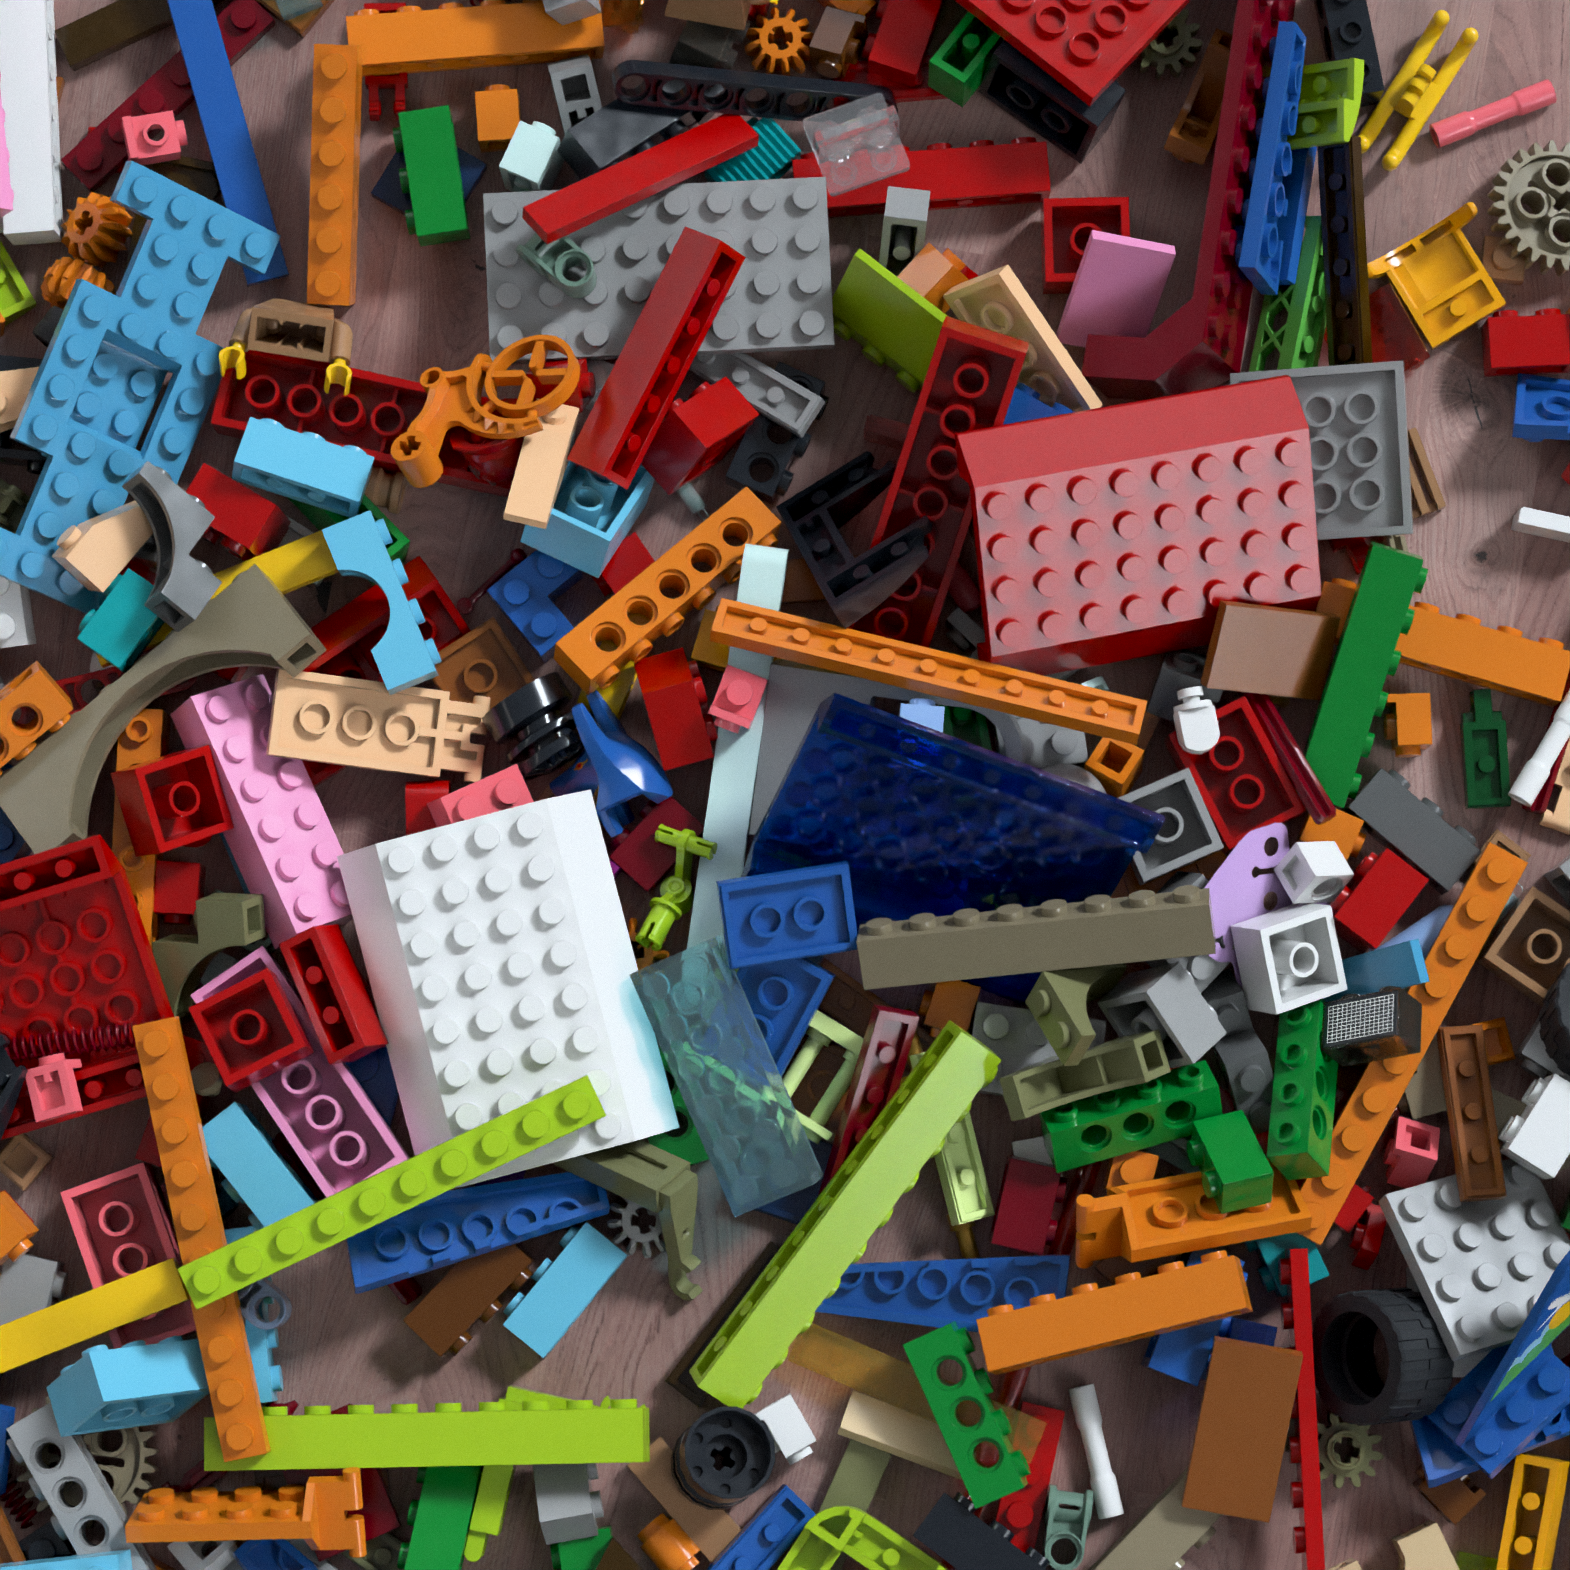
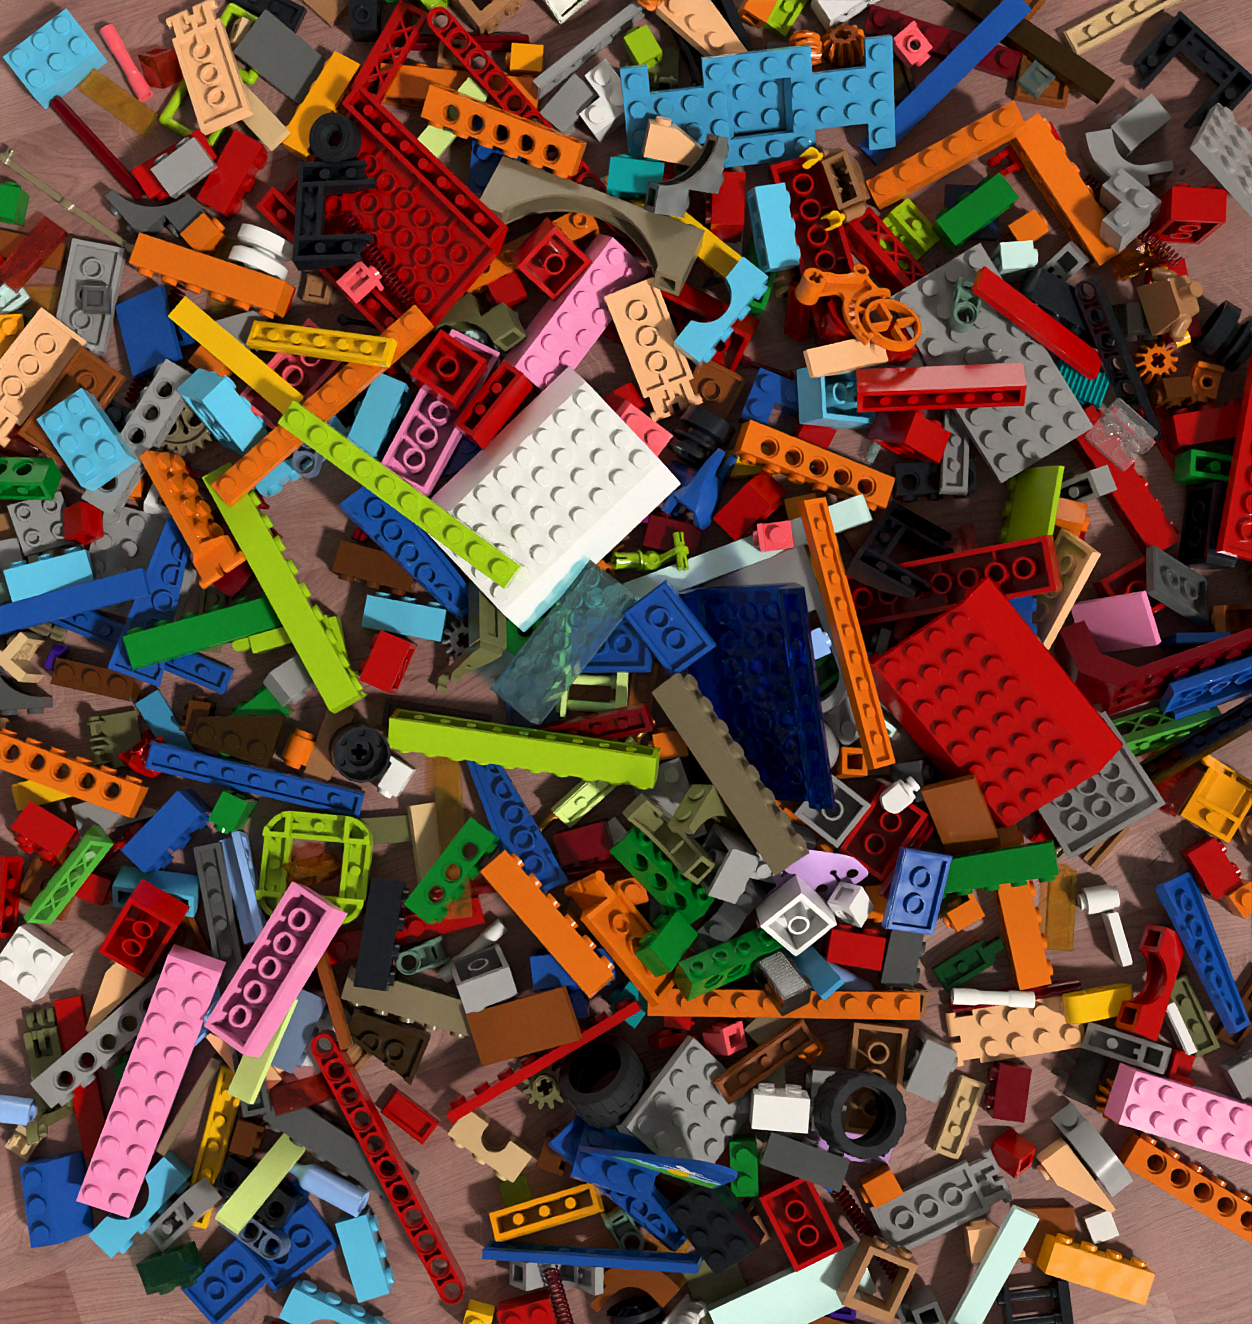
camera: 60 degrees right, 5 degrees up
(37, 1375) = (205, 360): none -> orange brick
(85, 1147) = (343, 320): none -> black hinge
(111, 1190) = (322, 343): none -> yellow tile
(410, 291) = (911, 230): none -> lime slope
(427, 343) = (882, 263): none -> red fence
(441, 500) = (796, 316): none -> red tile
(614, 1347) = (386, 662): none -> red brick
(1109, 181) = (1177, 586): none -> dark grey tile
(1144, 1454) = (483, 979): none -> light grey brick
(1193, 205) = (1190, 640): none -> blue tile
(1343, 769) = (916, 891): none -> tile
(1480, 584) = (1061, 911): none -> clear yellow tile
(1490, 523) = (1098, 899): none -> white brick

